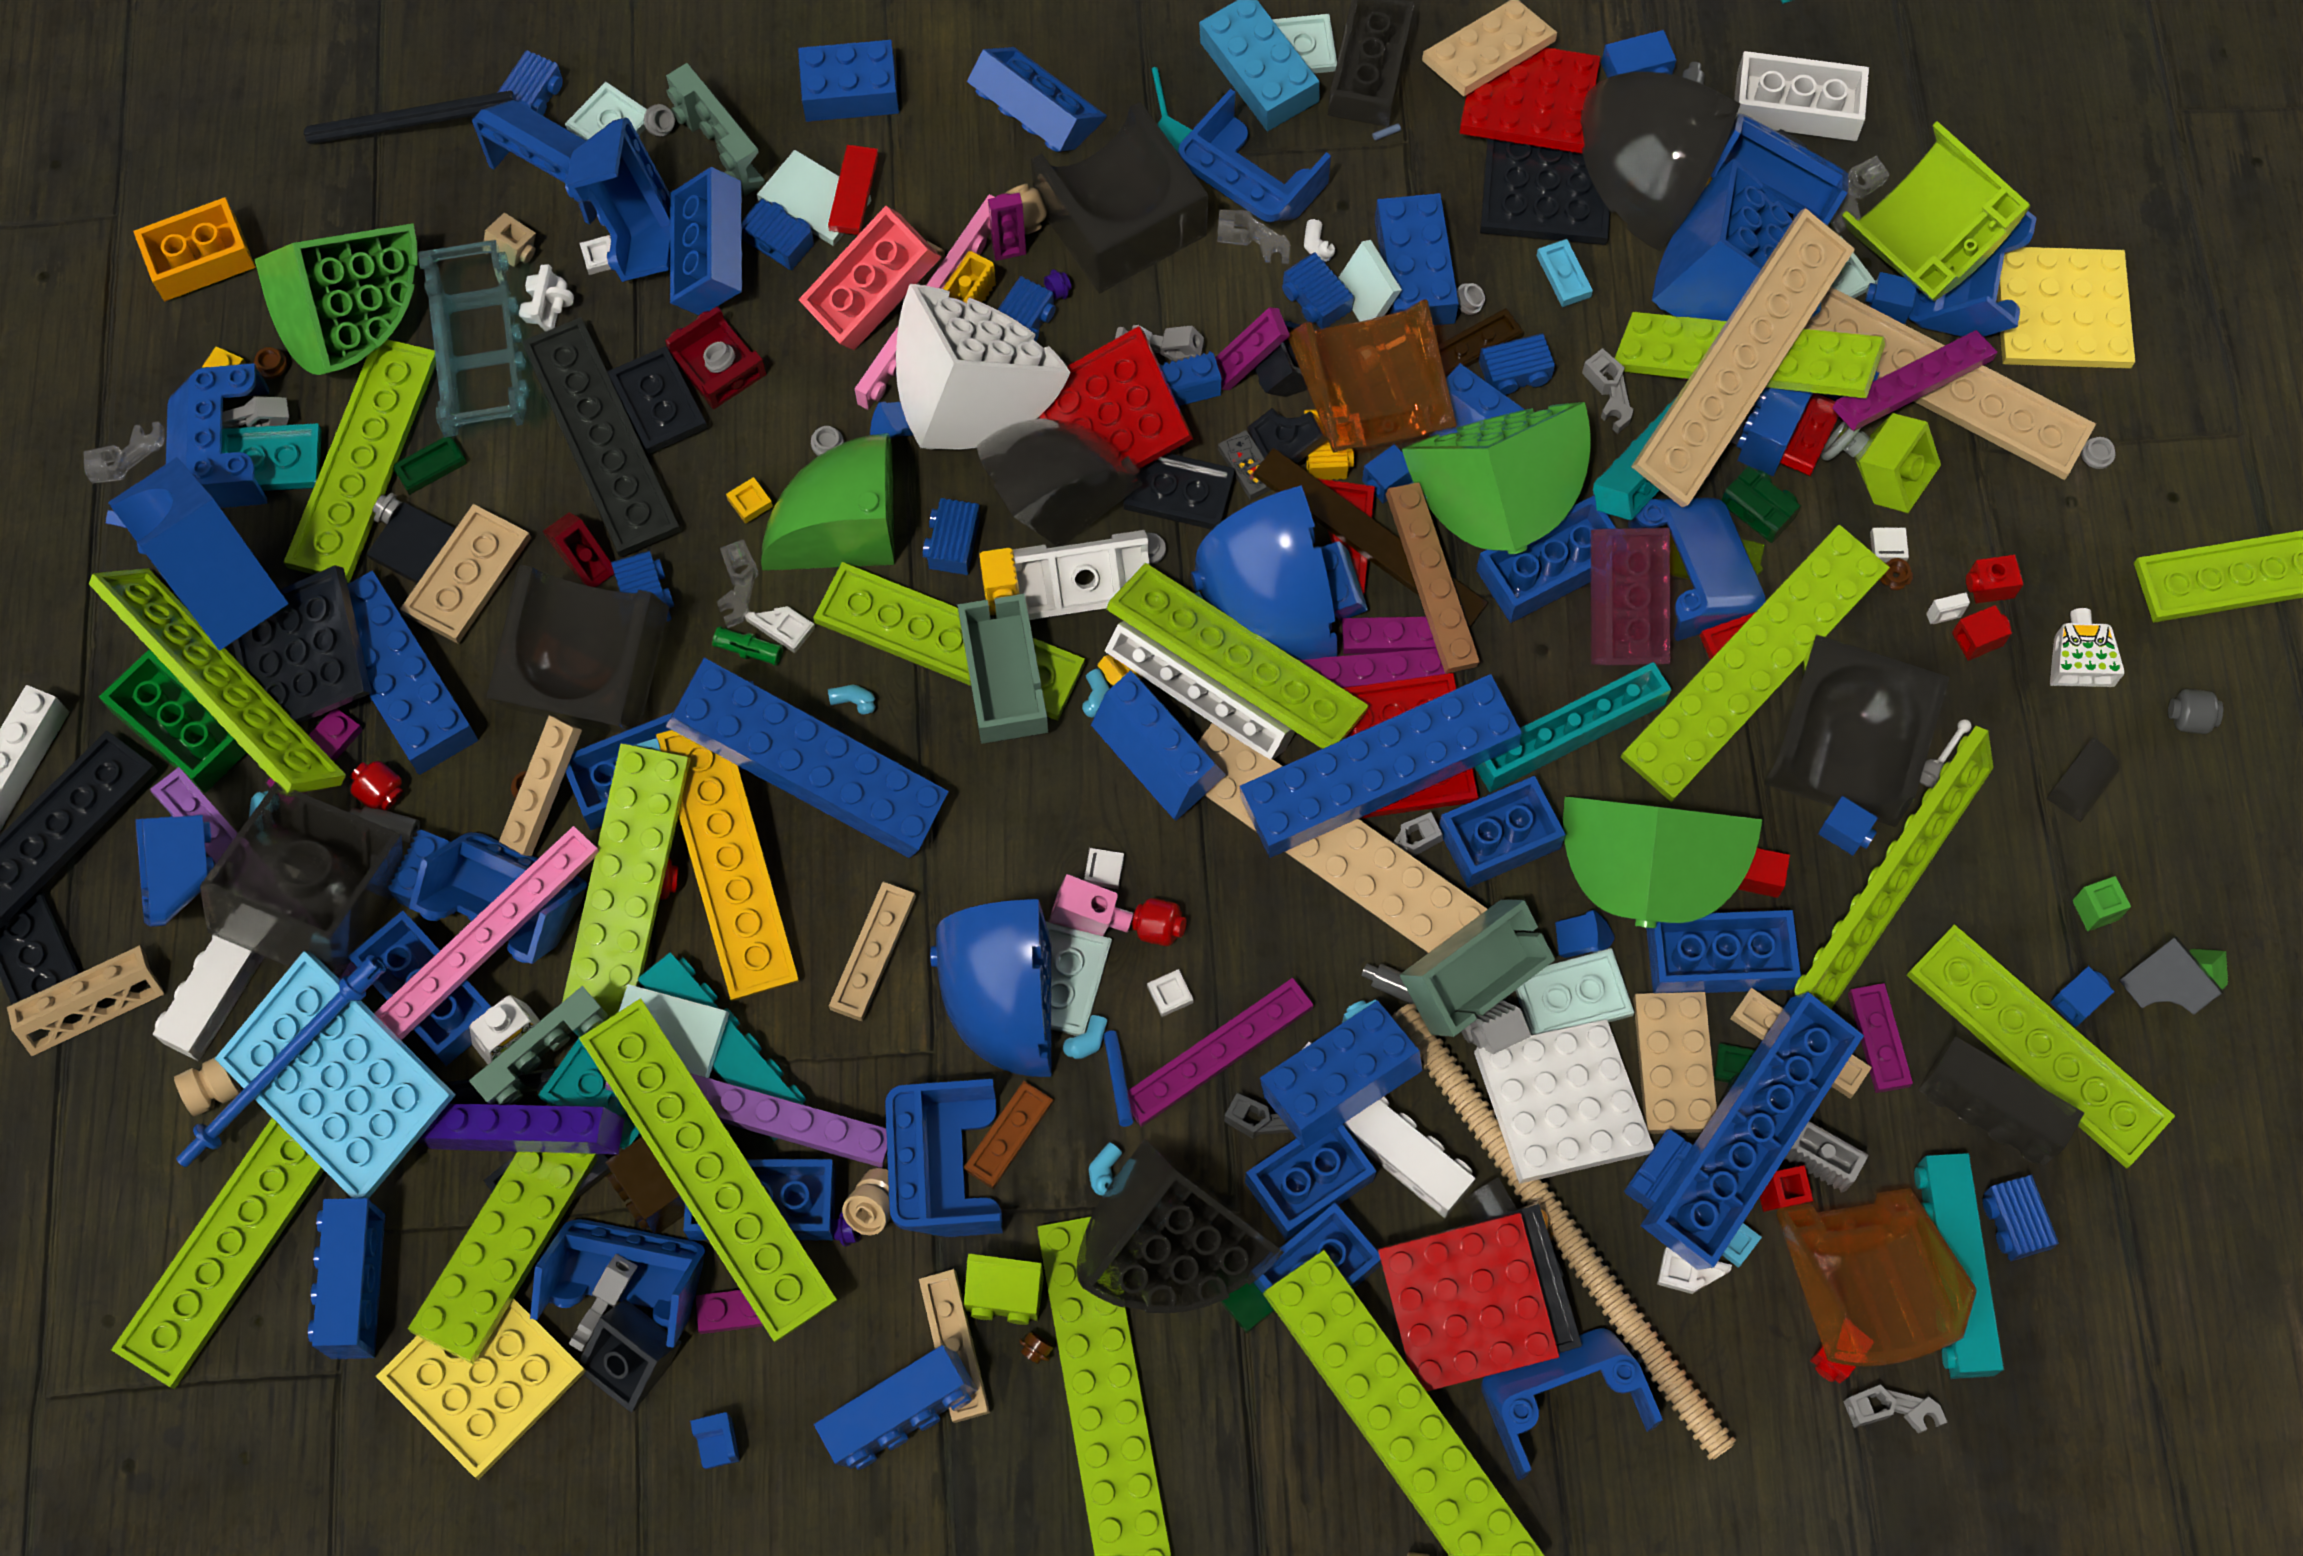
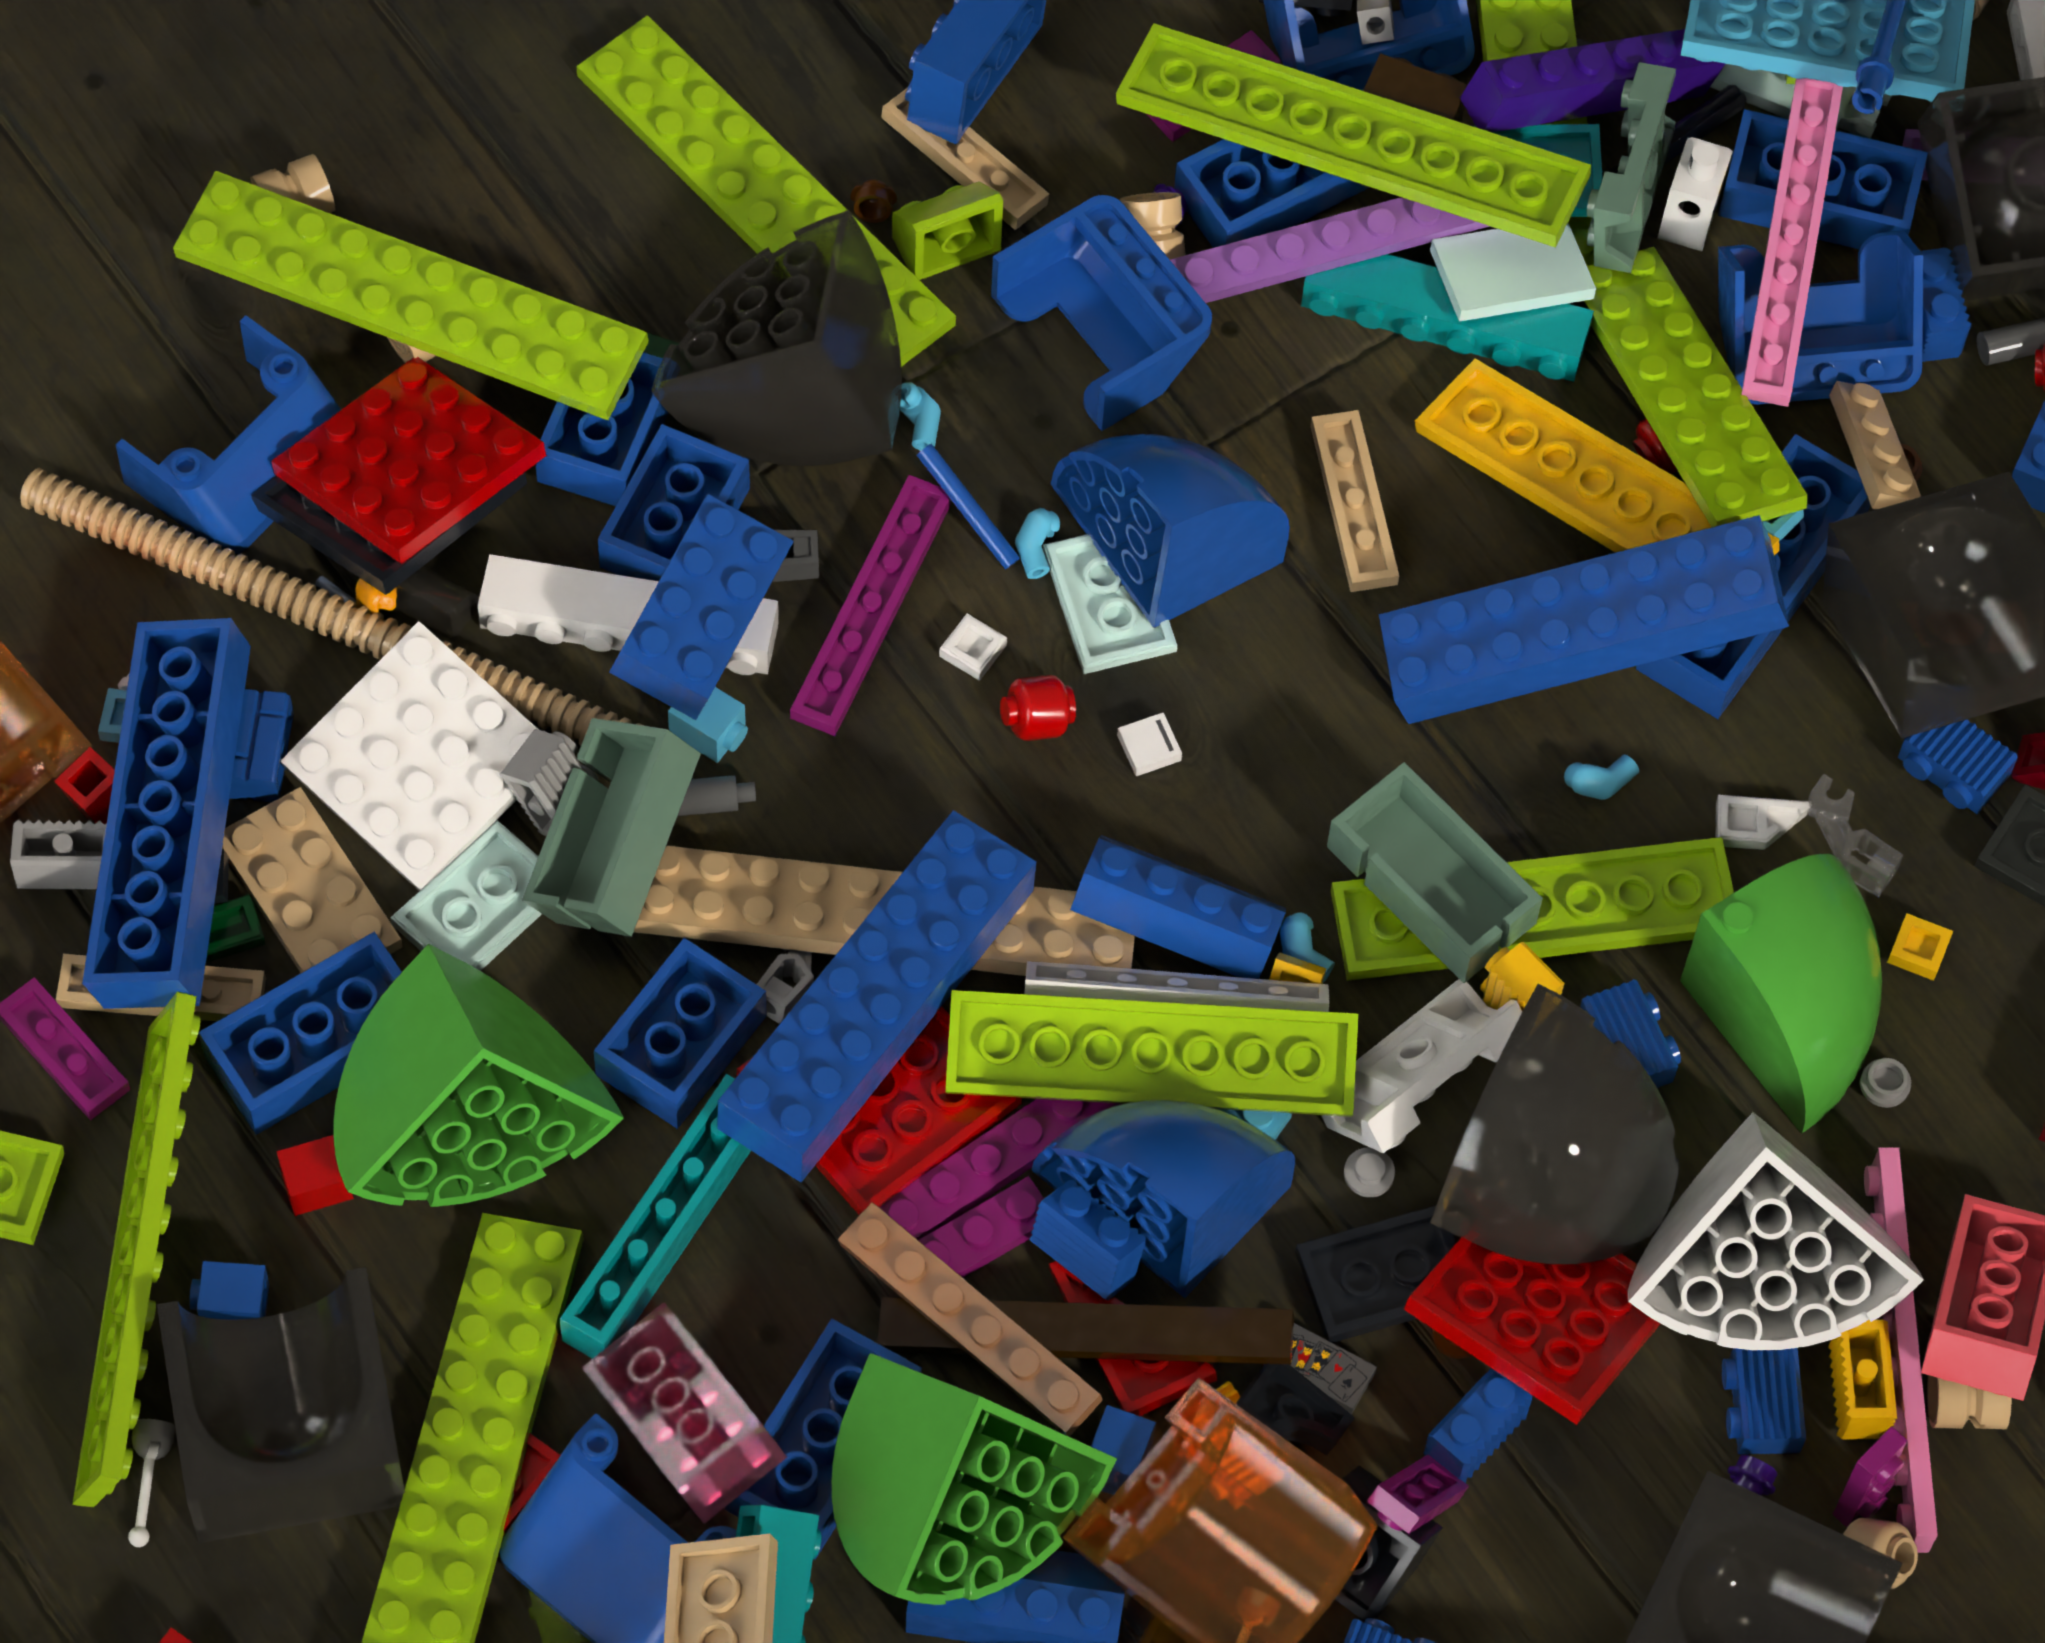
camera: 145 degrees right, 5 degrees down
(747, 646) = (1776, 768): green pin -> none
(890, 419) = (1823, 1144): blue tile -> none
(1008, 1135) = (1055, 396): dark orange tile -> none
(1088, 908) = (1133, 666): bright pink torso -> none
(1175, 342) = (1531, 1476): light grey piece -> none
(1583, 935) = (511, 965): blue tile -> none

